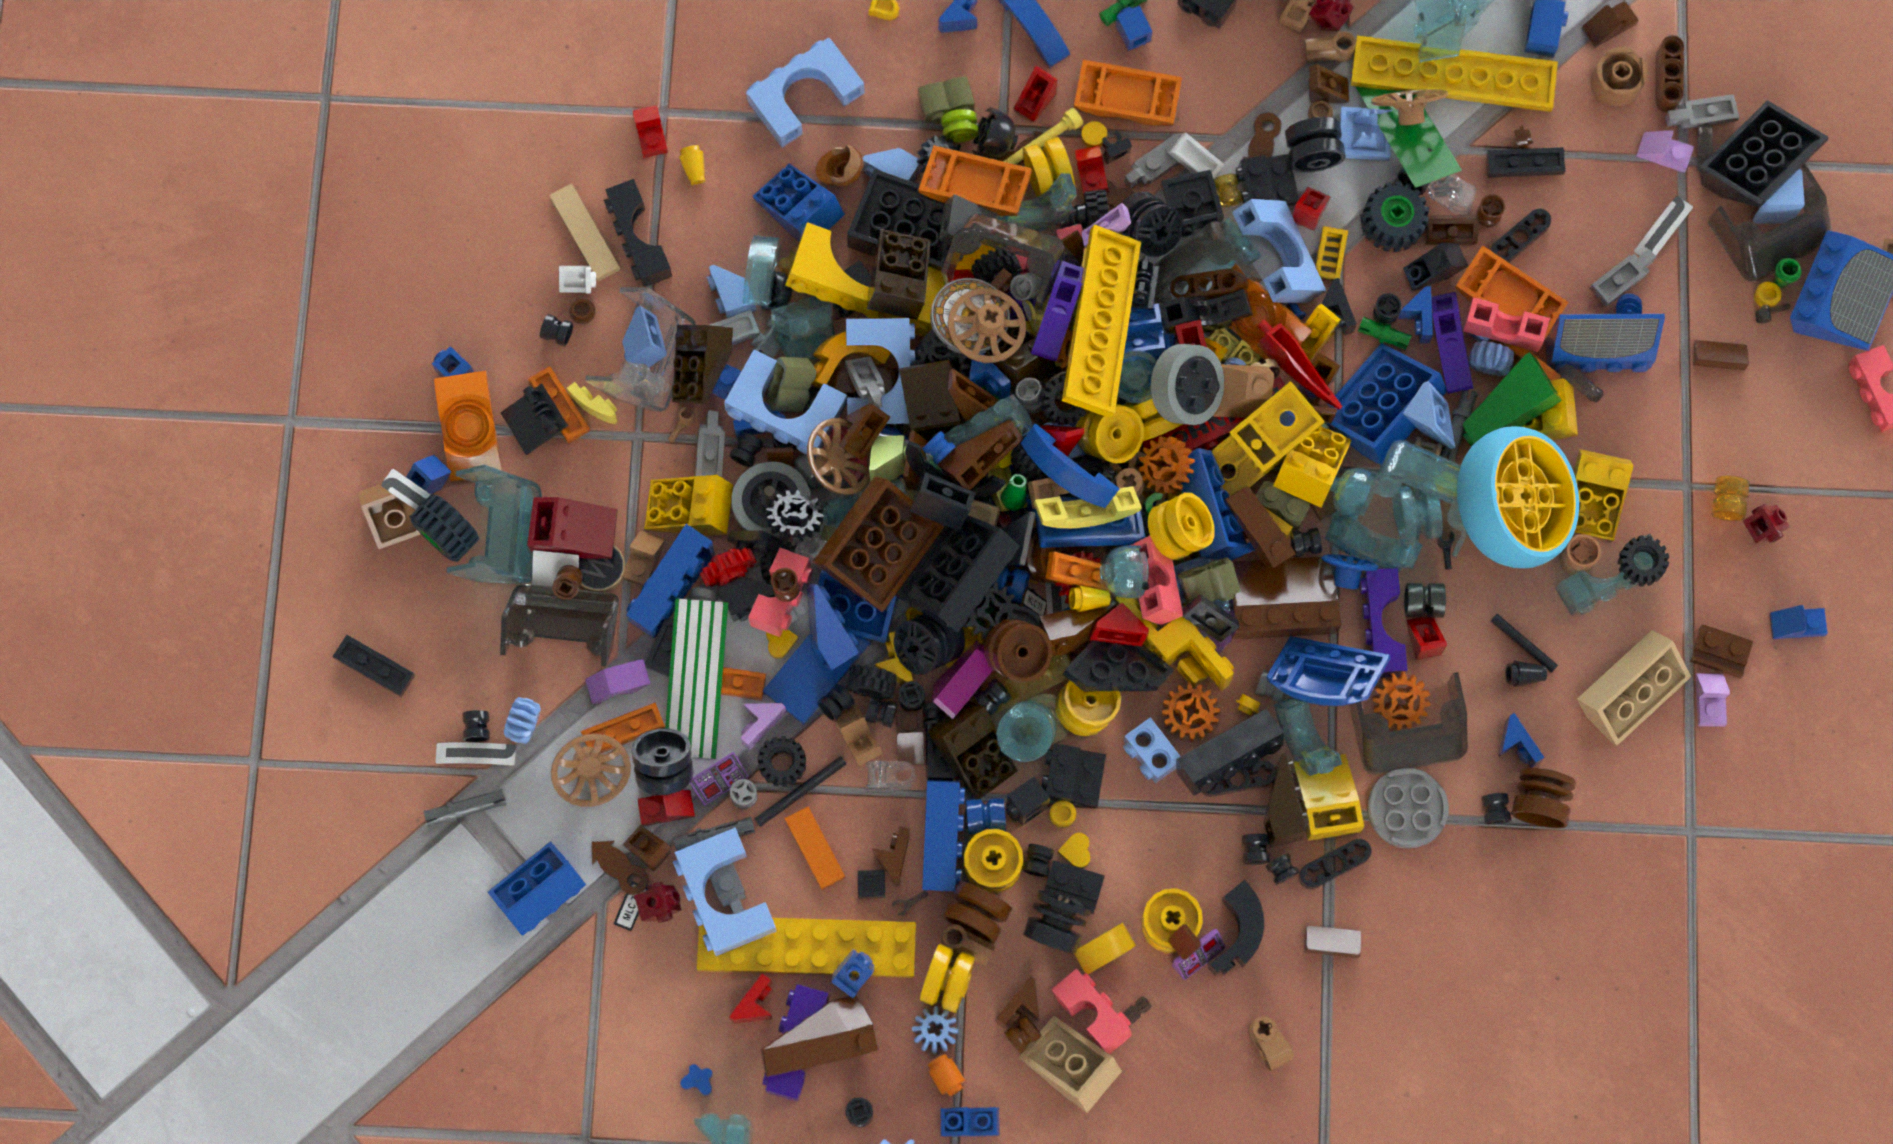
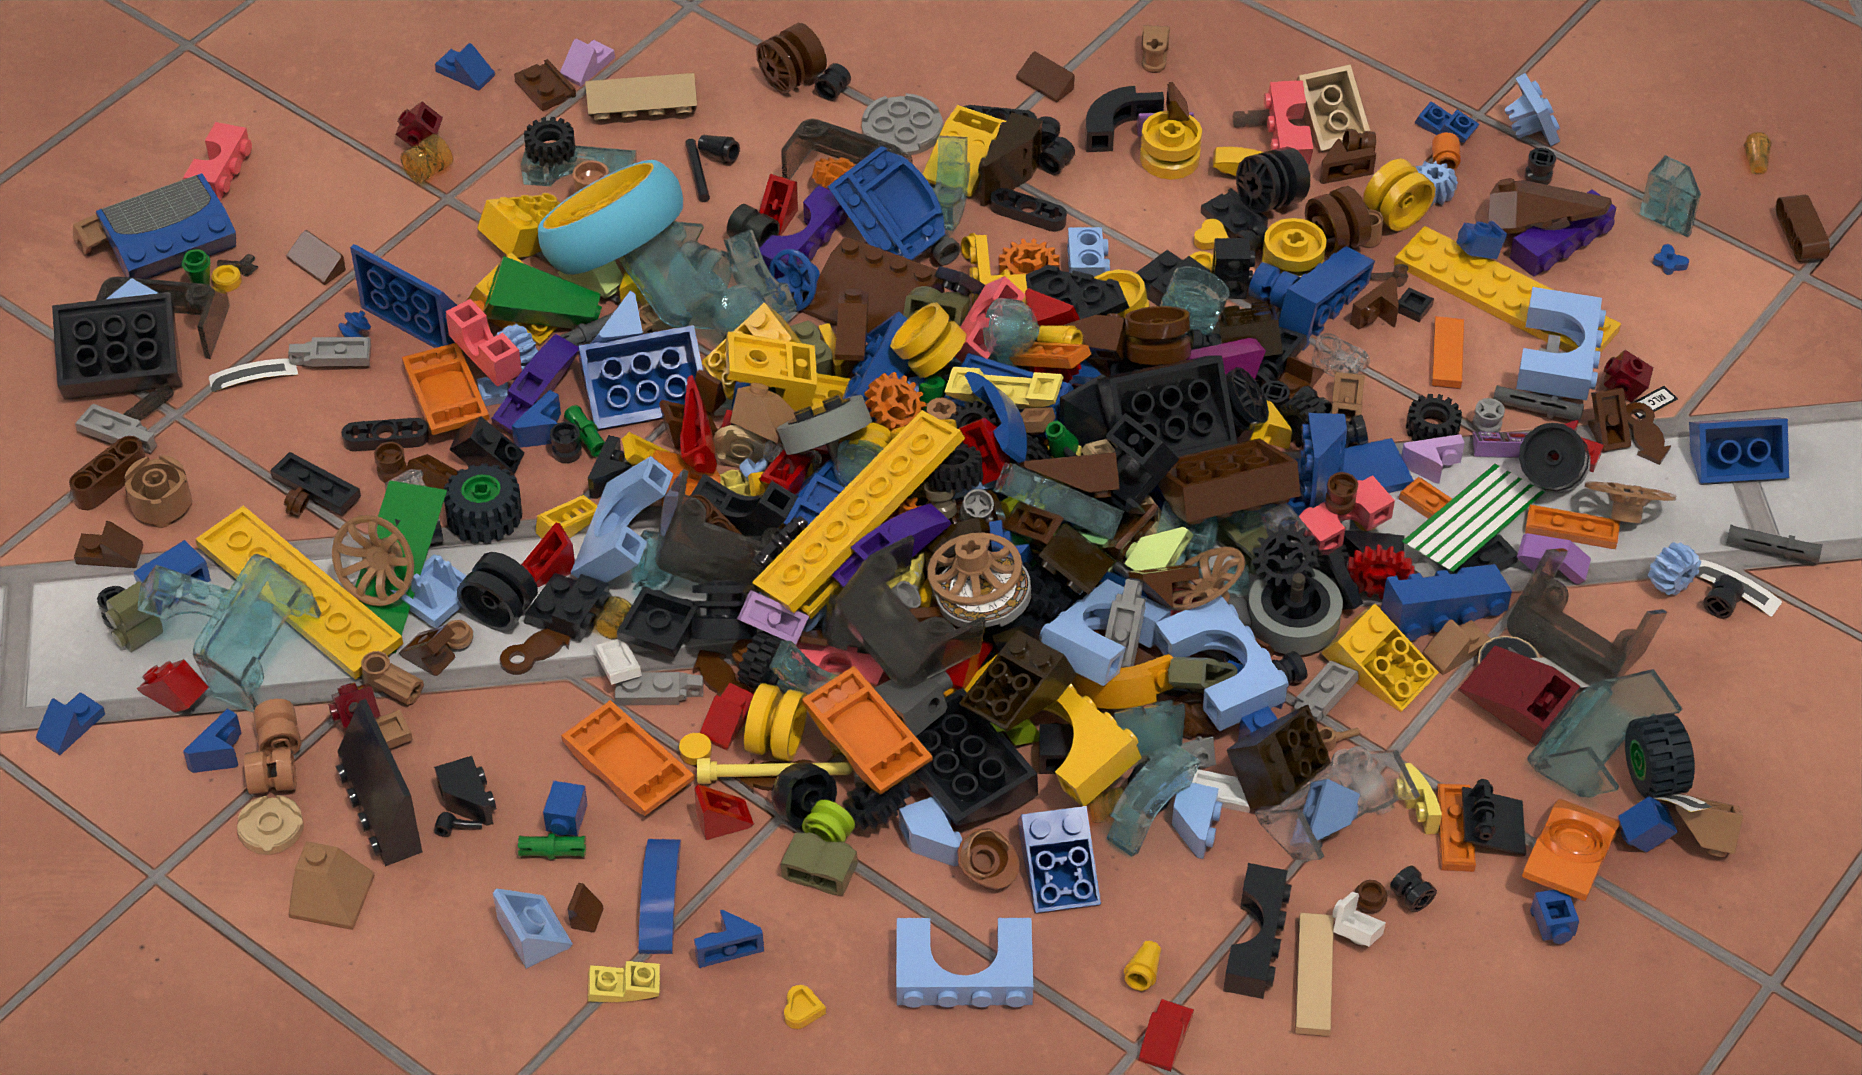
camera: 145 degrees left, 25 degrees down
(374, 665) = (1803, 702): black plate -> none
(572, 578) = (1555, 648): reddish brown wheel -> none
(748, 1009) = (1586, 274): red slope -> none
(800, 791) = (1409, 397): black bar -> none
(938, 447) = (1109, 494): blue wheel -> none
(1117, 149) = (687, 713): black tile -> none
(1230, 752) = (1021, 213): black brick -> none
(1306, 542) = (808, 312): black wheel -> none
(1517, 736) = (773, 111): blue slope -> none
(1581, 383) = (457, 292): clear smoke axle -> none
(1663, 150) = (184, 424): lavender slope -> none

